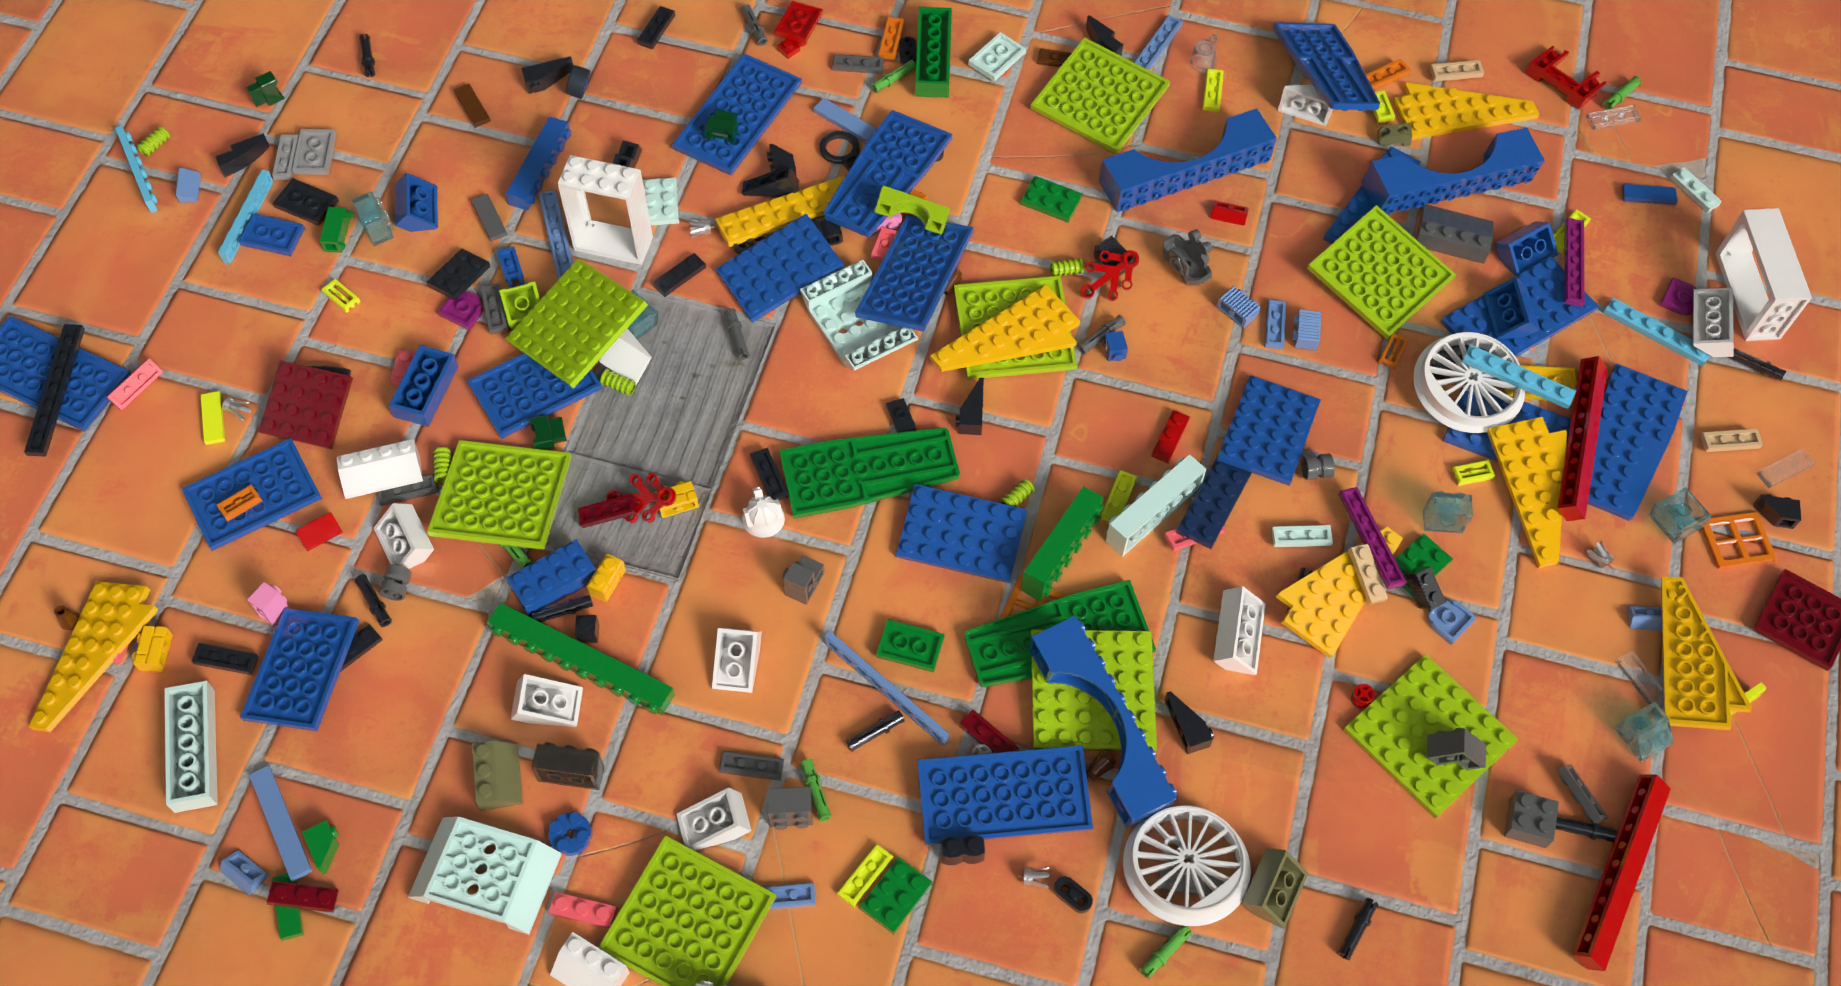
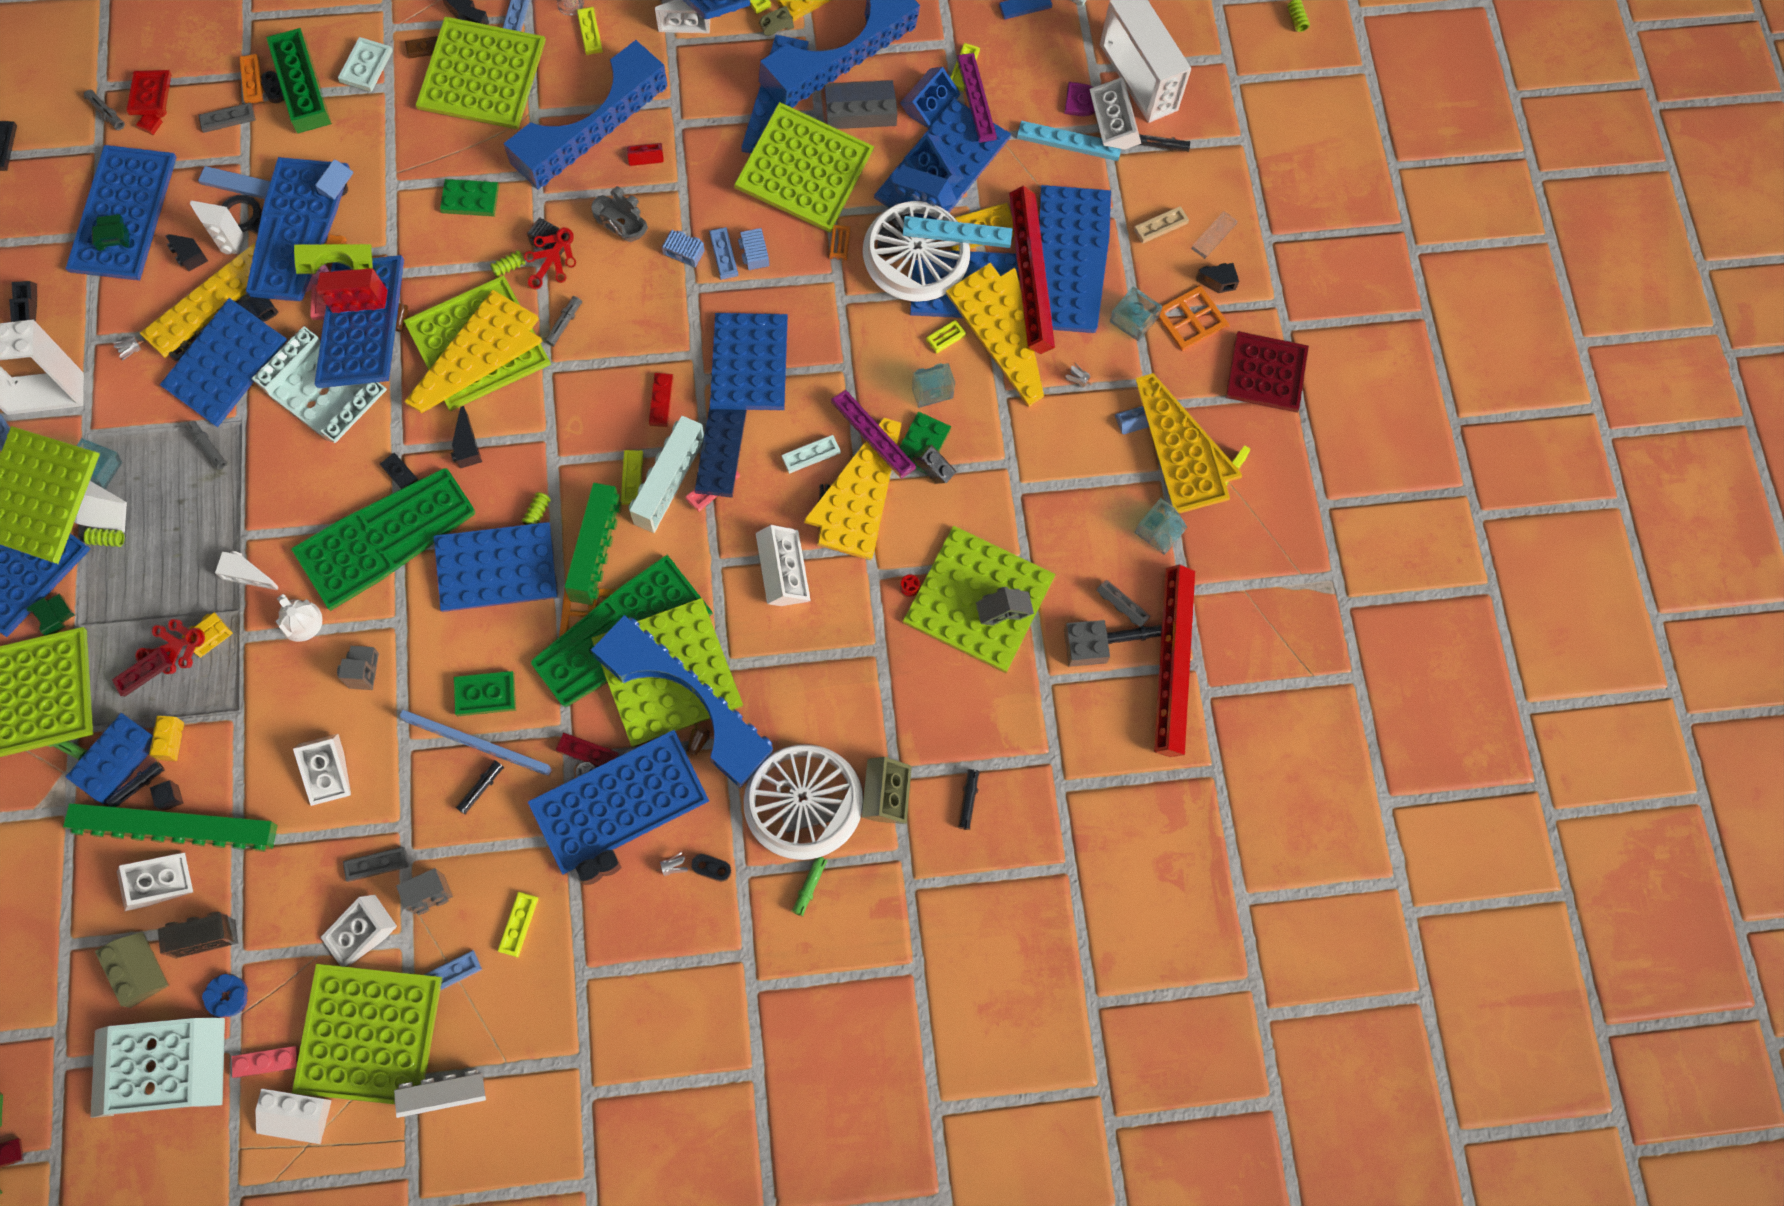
camera: 25 degrees left, 10 degrees up
(662, 200) = (76, 332): light aqua plate -> none
(679, 274) = (125, 403): black plate -> none
(726, 452) = (237, 569): none -> white slope
(769, 474) = (290, 576): black plate -> none
(772, 184) = (185, 276): black slope -> none
(813, 781) = (438, 857): bright green pin -> none
(820, 150) = (220, 226): none -> white slope
(888, 79) = (266, 121): bright green pin -> none
(895, 895) = (552, 931): green plate -> none
(919, 241) = (352, 290): none -> red brick
(935, 143) = (333, 179): none -> medium blue slope
(1115, 346) = (580, 328): blue brick -> none
(1190, 726) = (767, 673): black slope -> none
(1317, 466) = (805, 381): dark grey wheel -> none
(1367, 574) = (879, 470): tan plate -> none
(1450, 620) = (966, 485): medium blue tile -> none
(1498, 324) = (924, 187): none -> blue slope
(1641, 678) = (1144, 478): clear tile -> none

